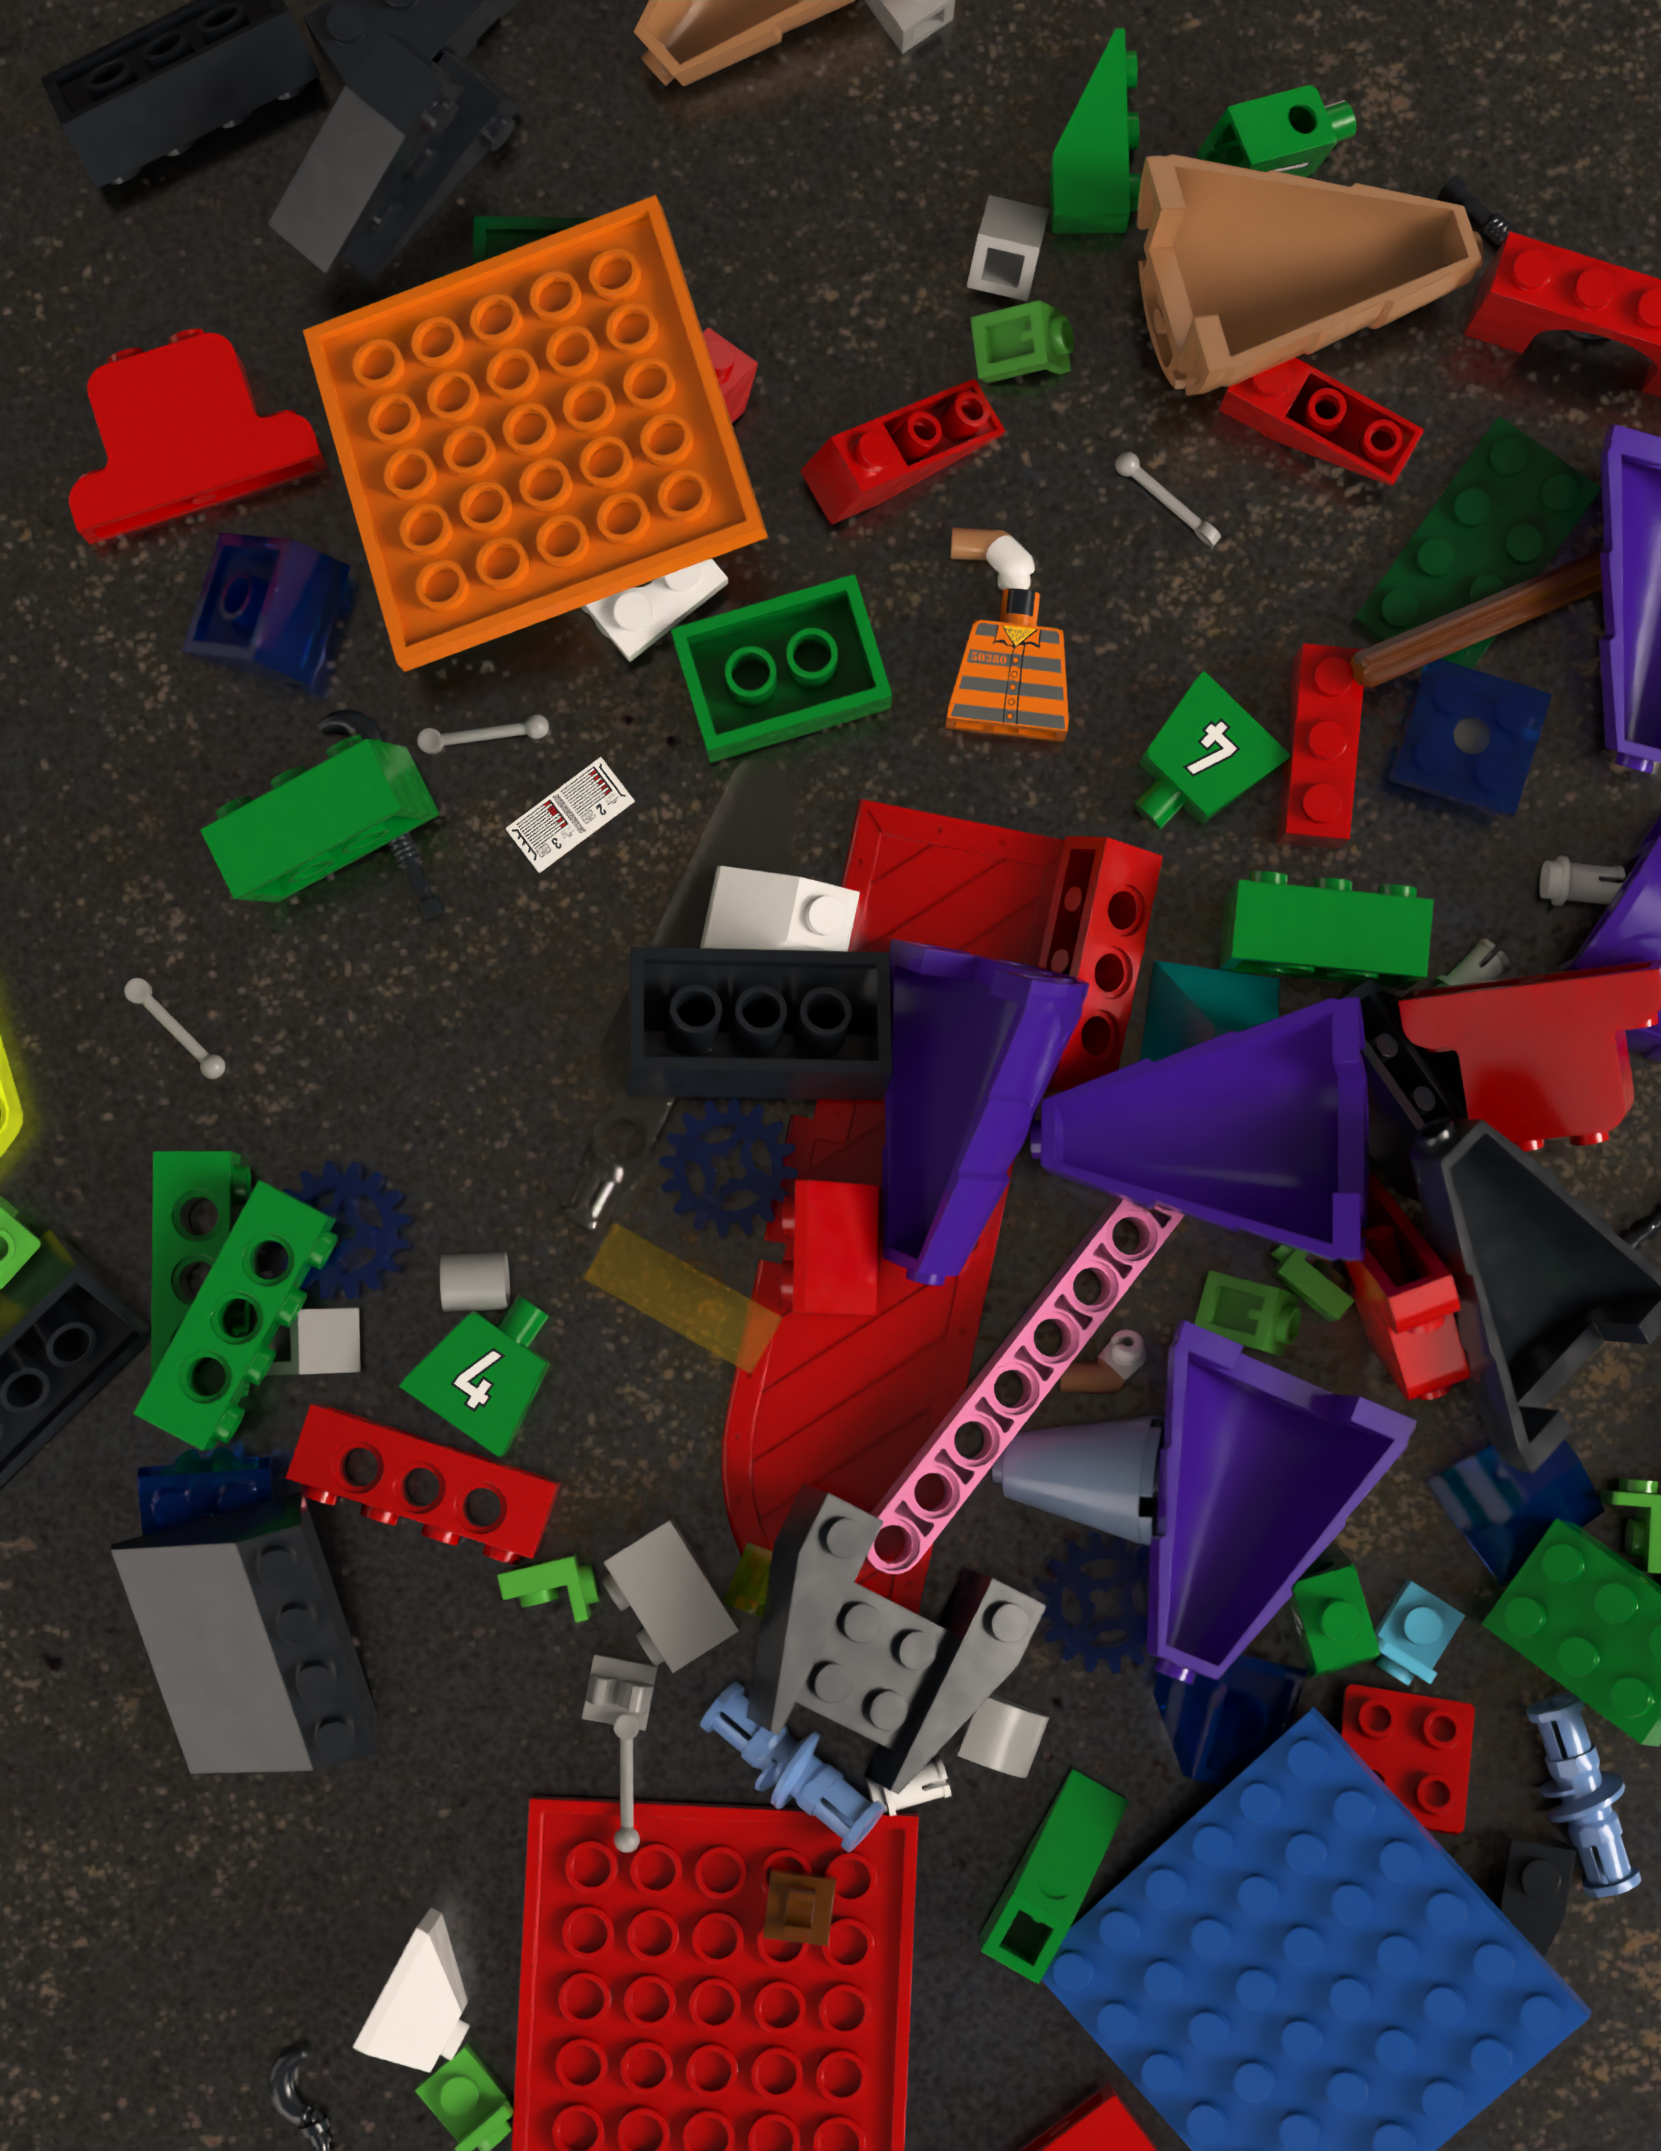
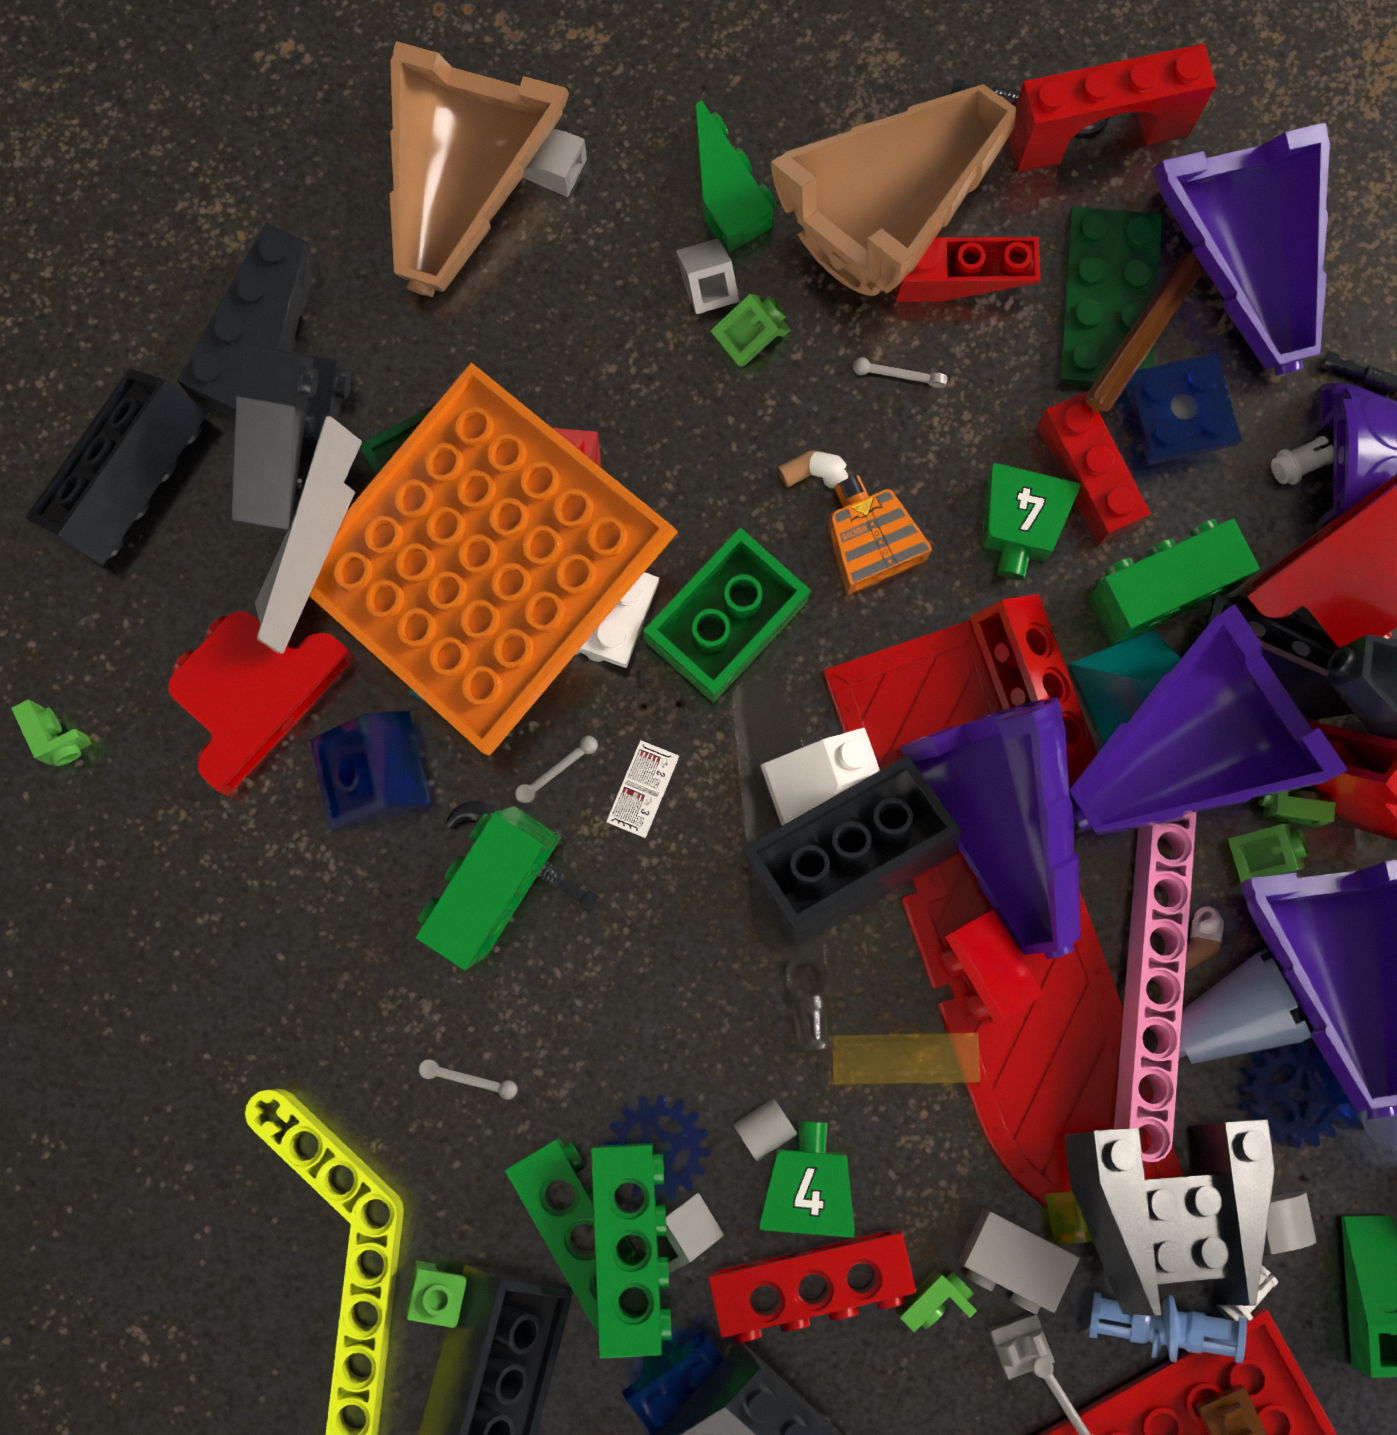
camera: 30 degrees left, 5 degrees down
(350, 295) = (310, 537): none -> light grey wedge
(702, 1154) = (906, 954): clear blue gear -> none
(899, 450) = (715, 438): red slope -> none
(1279, 132) = (836, 107): green torso -> none
(1470, 968) = (1268, 553): white pin -> none

